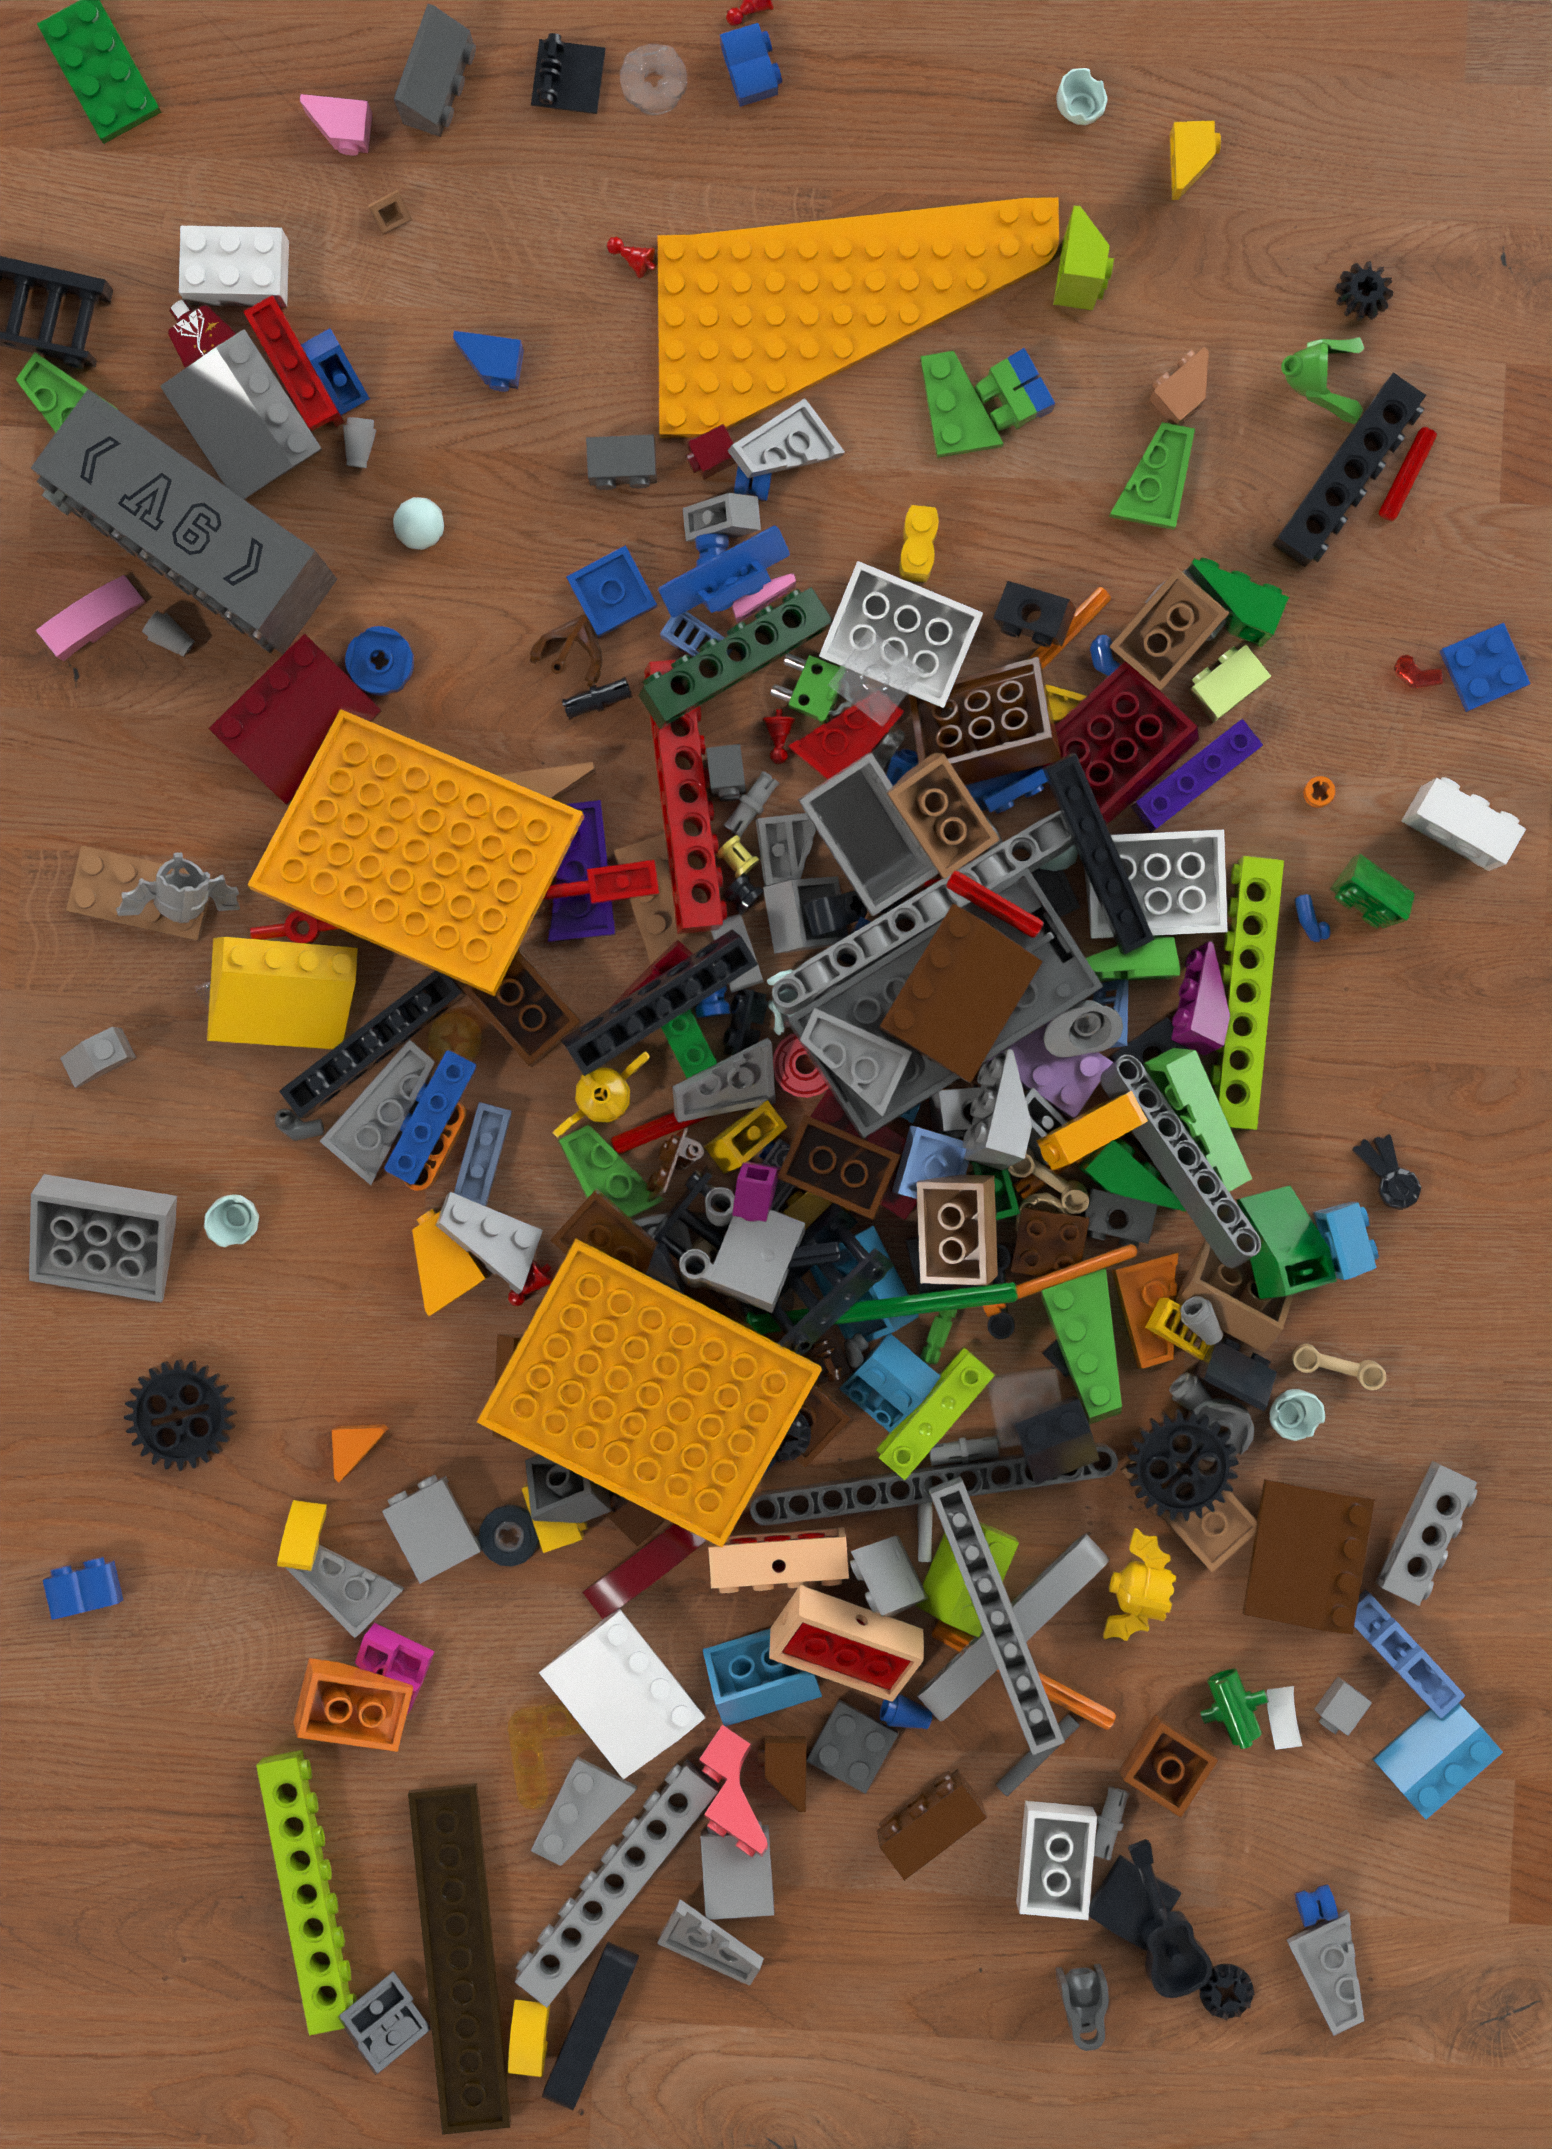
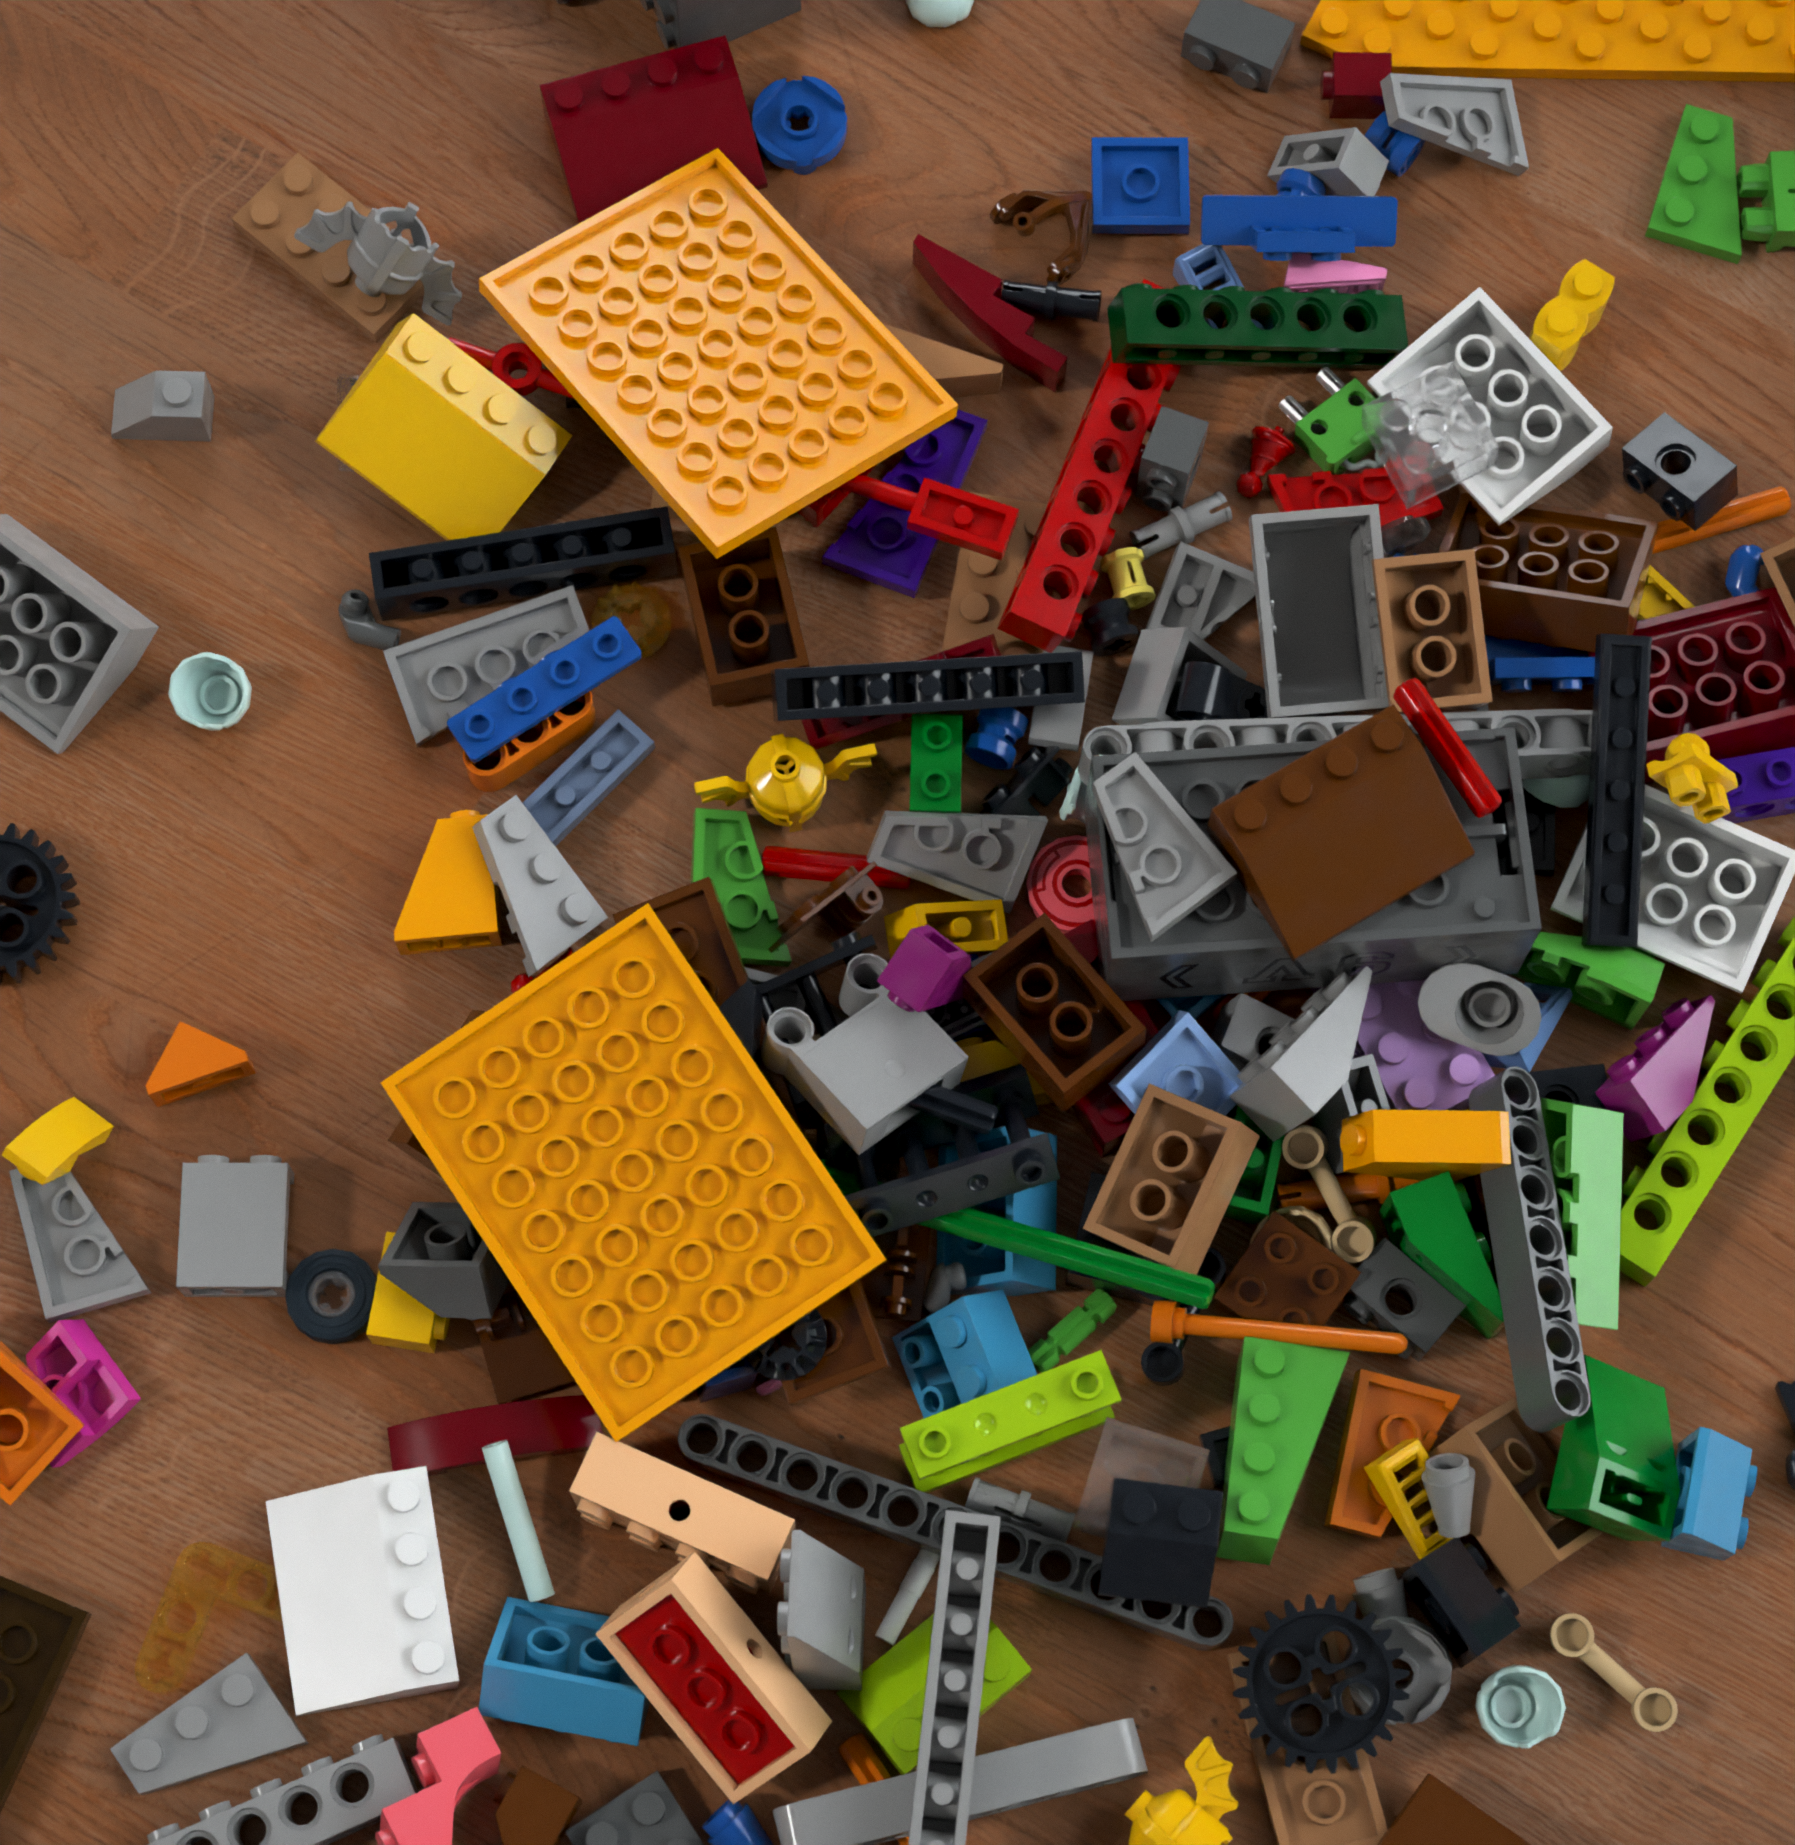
camera: 25 degrees right, 15 degrees down
(551, 723) = (976, 301): none -> dark red slope
(686, 1608) = (518, 1520): none -> light aqua piece
(1140, 821) = (1694, 777): none -> yellow hips

